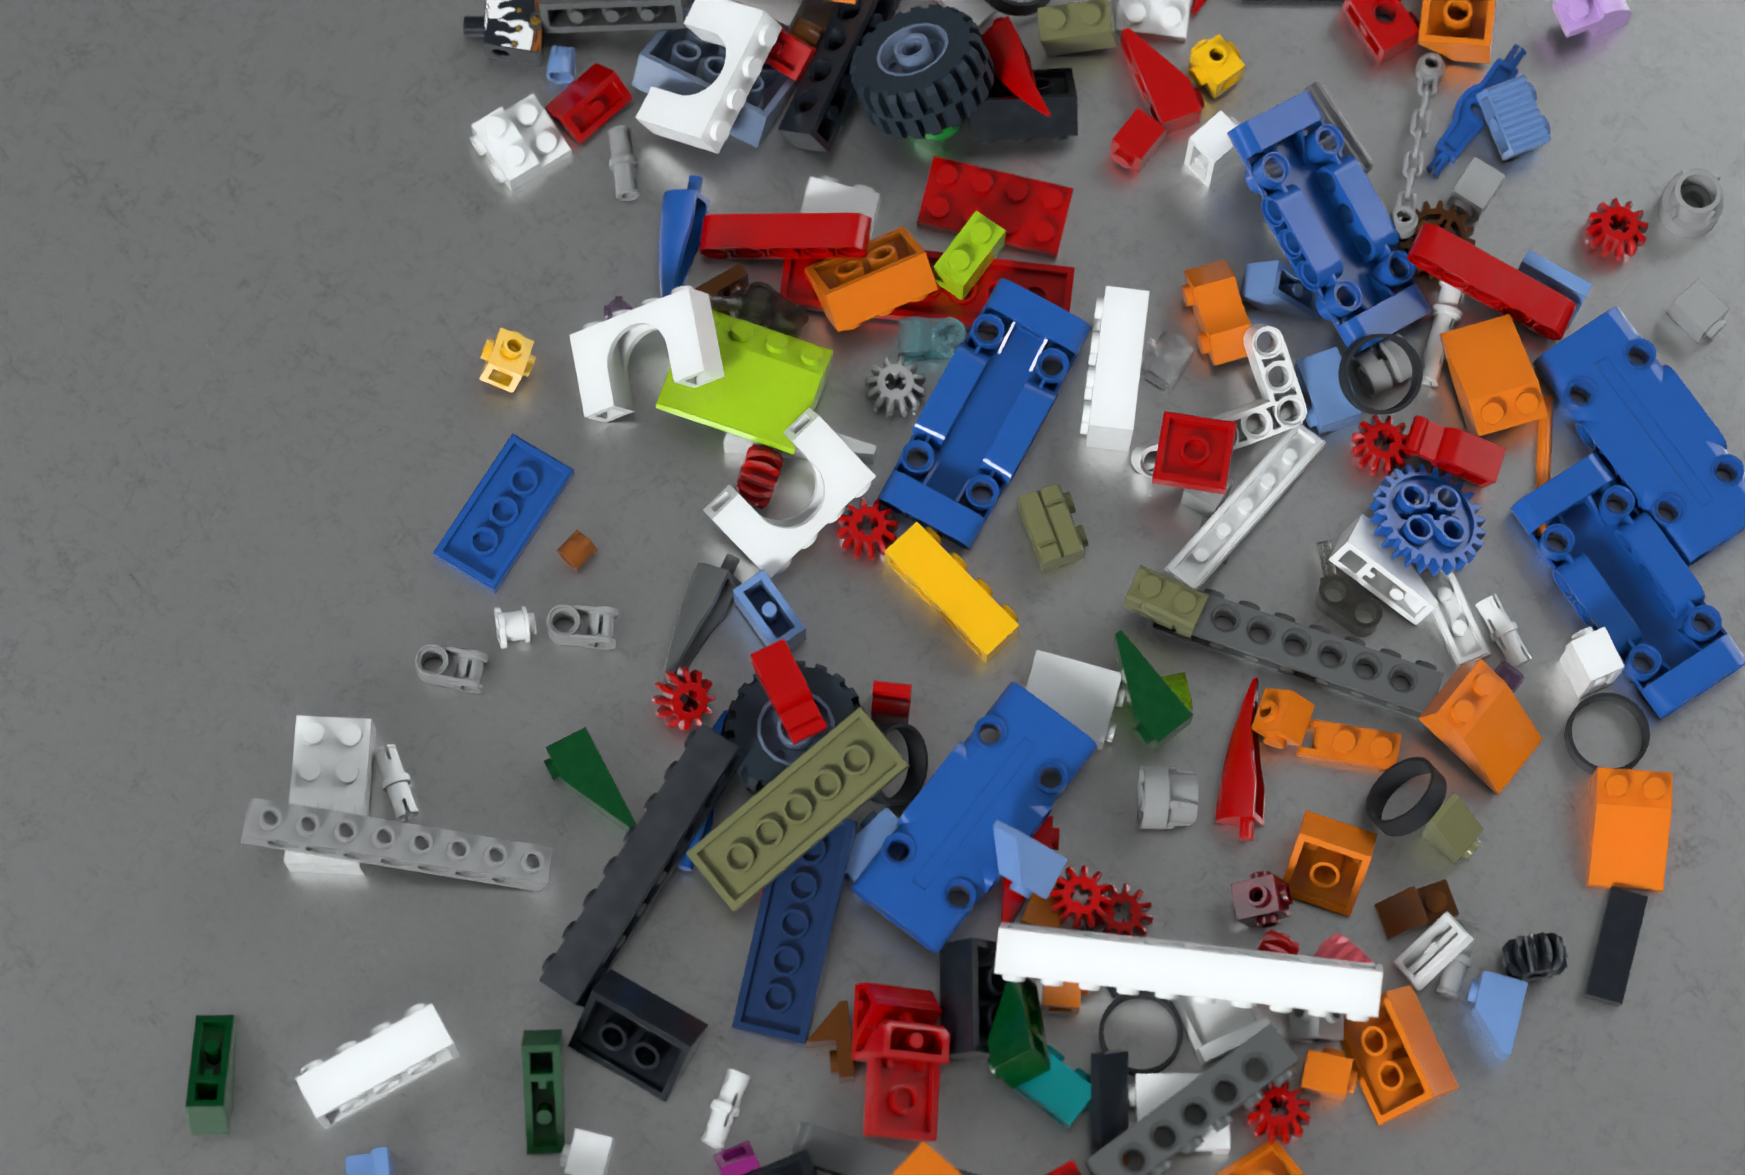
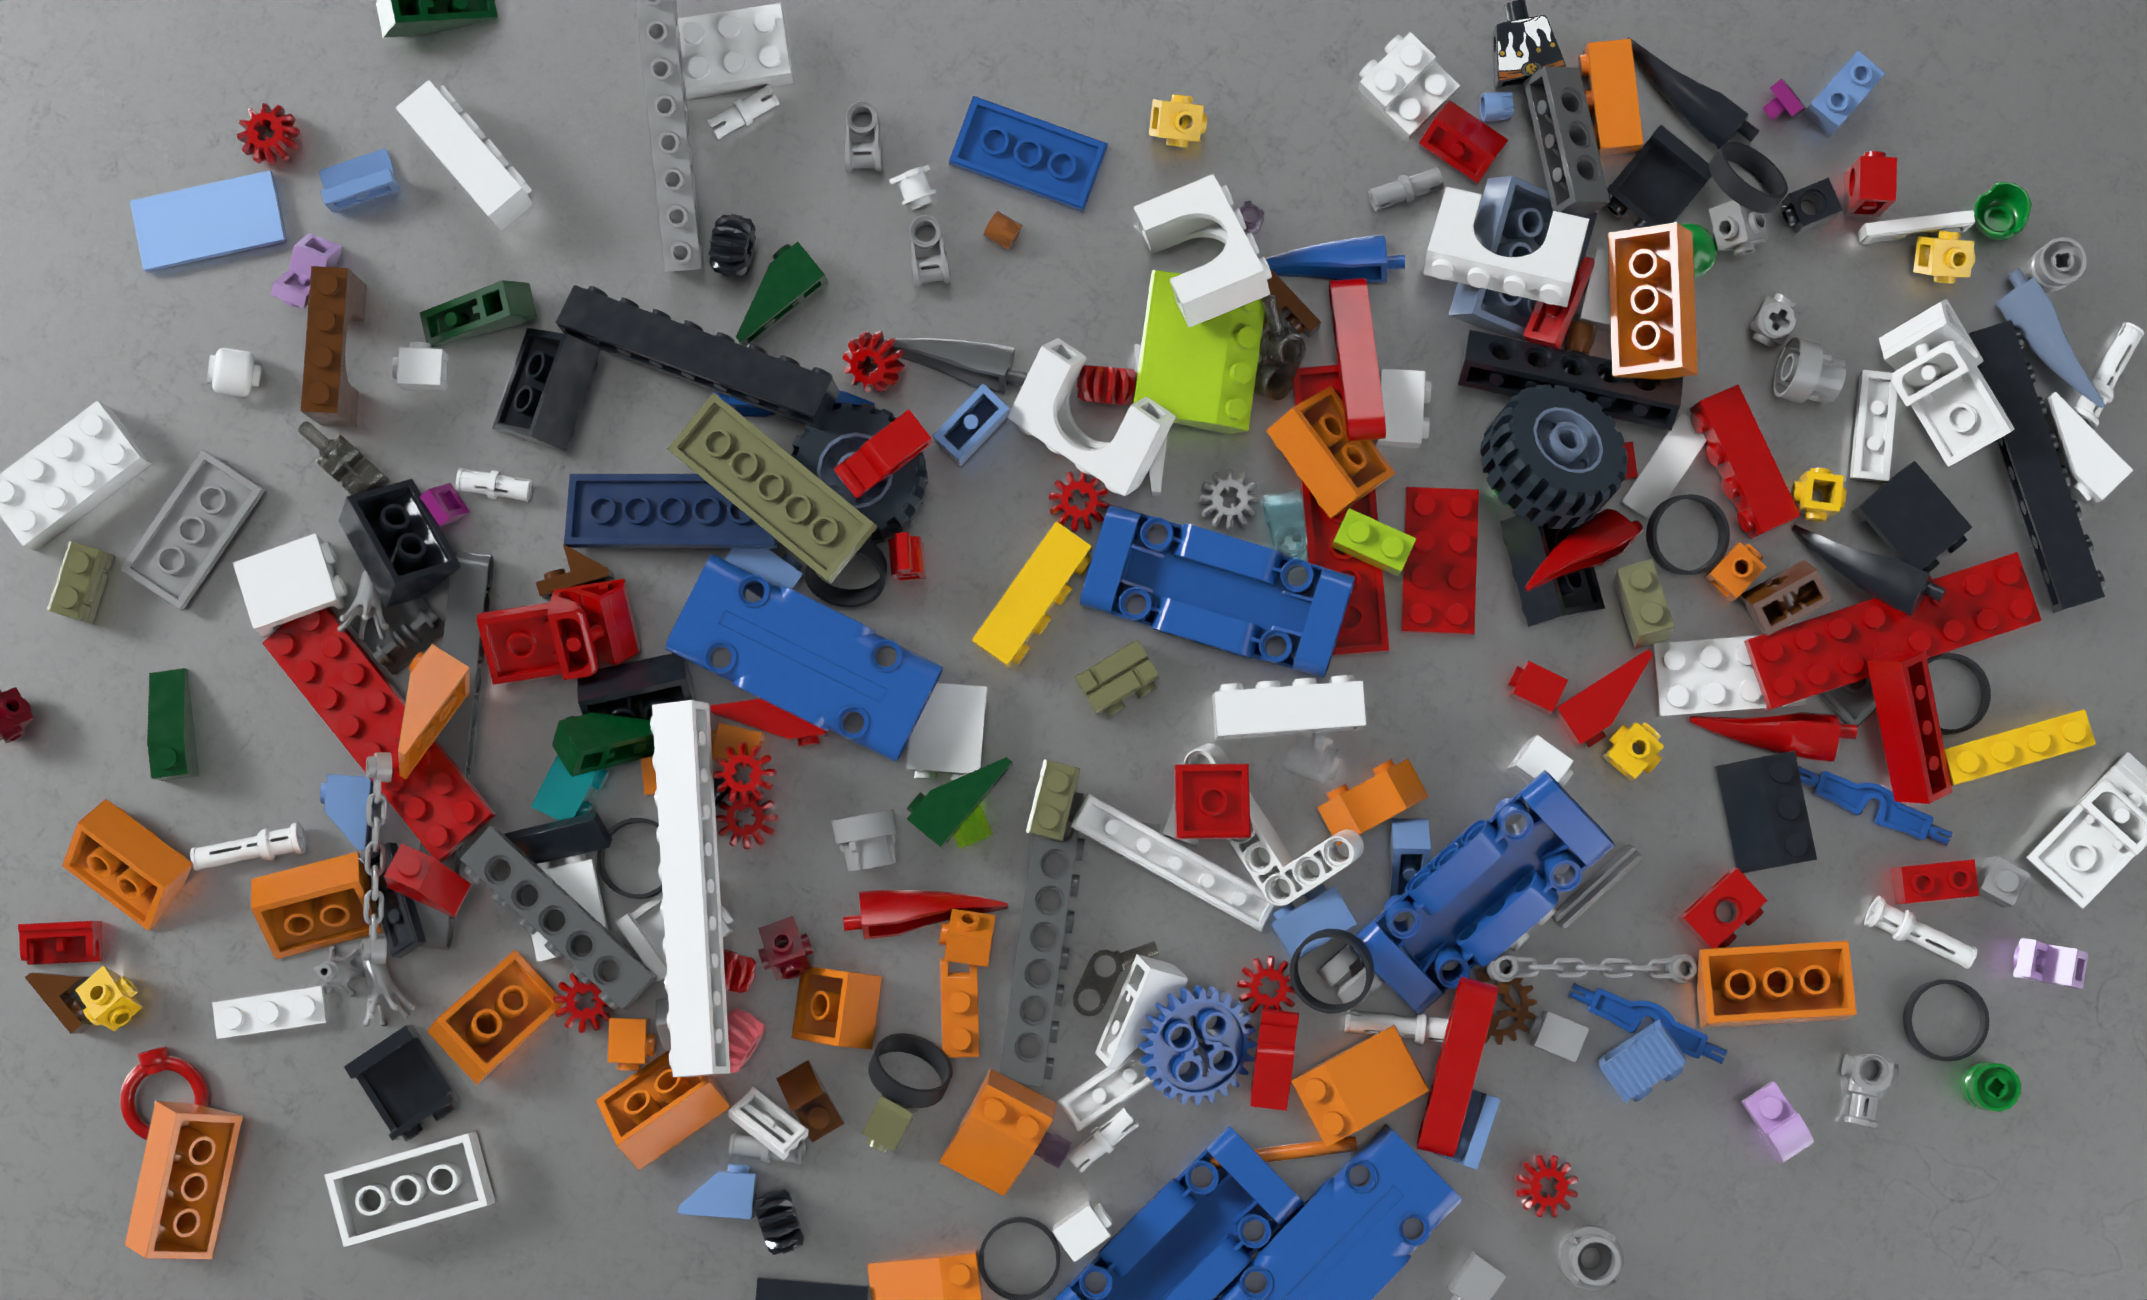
camera: 85 degrees right, 10 degrees up
(533, 814) = (732, 245): none -> black gear
(1026, 861) = (762, 715): medium blue slope -> none

